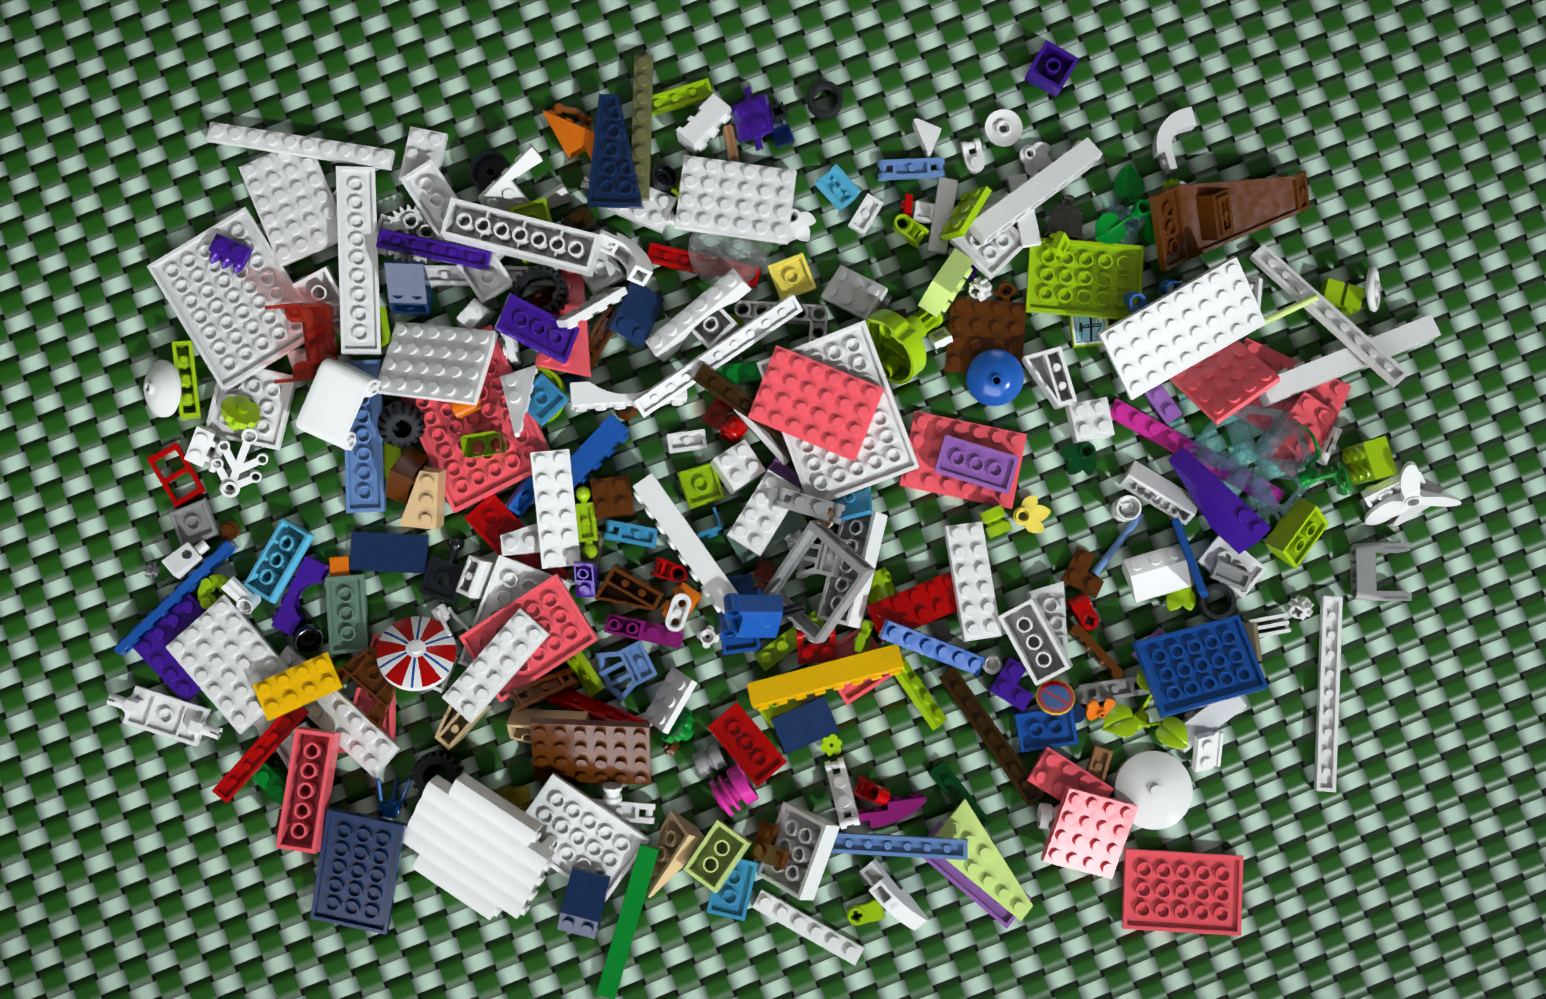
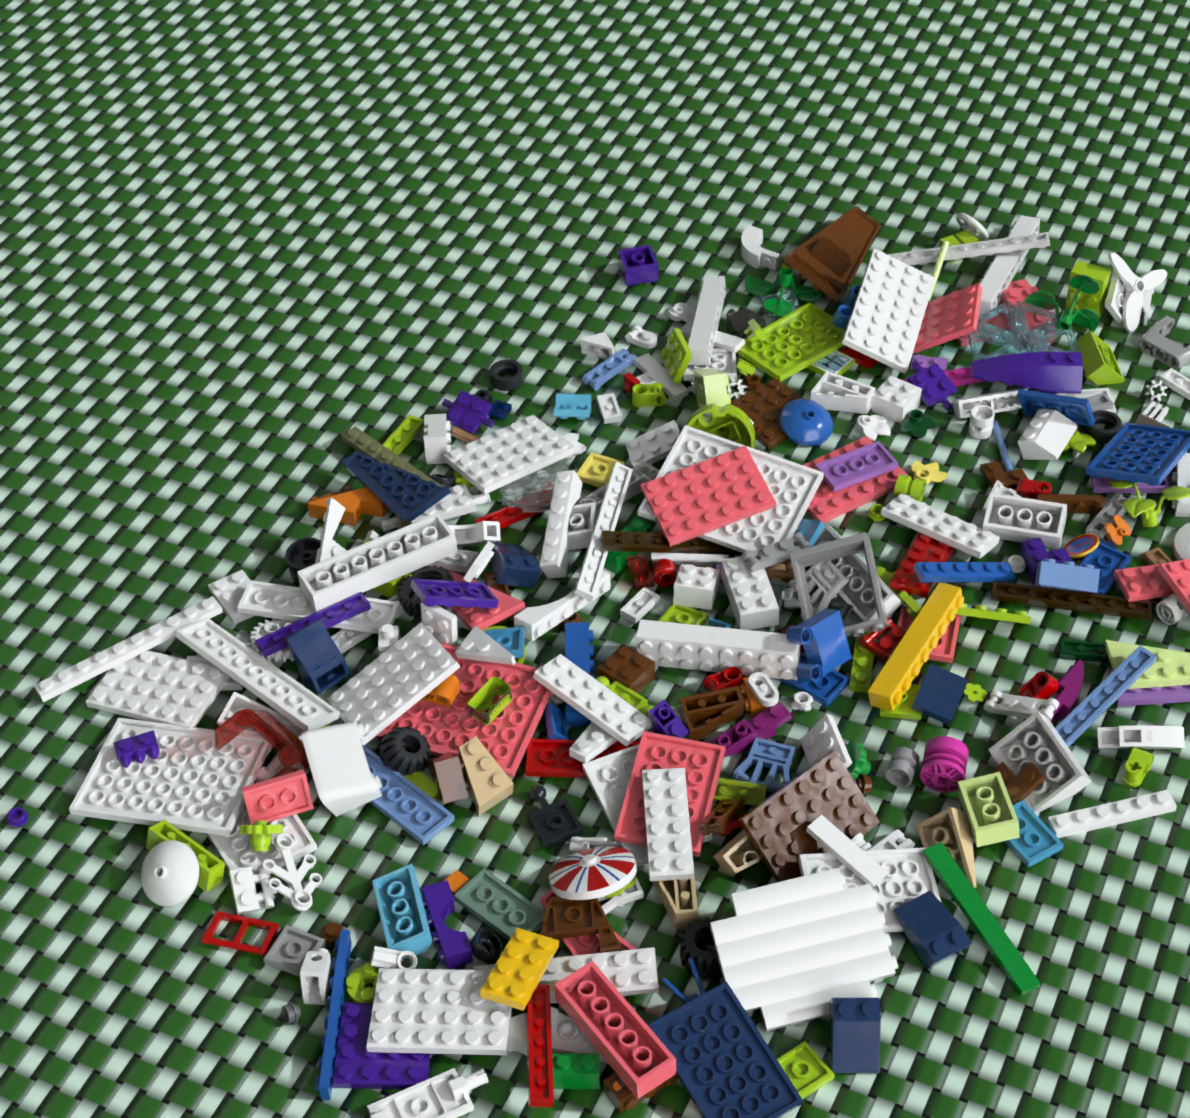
camera: 45 degrees left, 40 degrees down
(116, 237) = (17, 817): none -> dark purple plate
(271, 394) = (278, 797): none -> coral plate
(389, 552) = (488, 843): dark blue tile -> none
(411, 910) = (805, 1069): none -> lime tile
(458, 925) = (855, 1035): none -> dark blue slope
(475, 577) = (579, 796): white brick -> none
(585, 800) = (846, 851): none -> white tile
(631, 534) = (666, 685): dark azure plate -> none
(747, 744) = (908, 733): red plate -> none
(955, 517) = (875, 512): none -> lime plate
(1002, 721) = (1067, 576): none -> medium blue brick
(1007, 120) = (644, 310): white dish -> none
(1010, 274) = (745, 367): none -> lime plate
(1046, 431) = (873, 426): none -> white plate
(1133, 433) = (934, 384): none -> dark purple plate

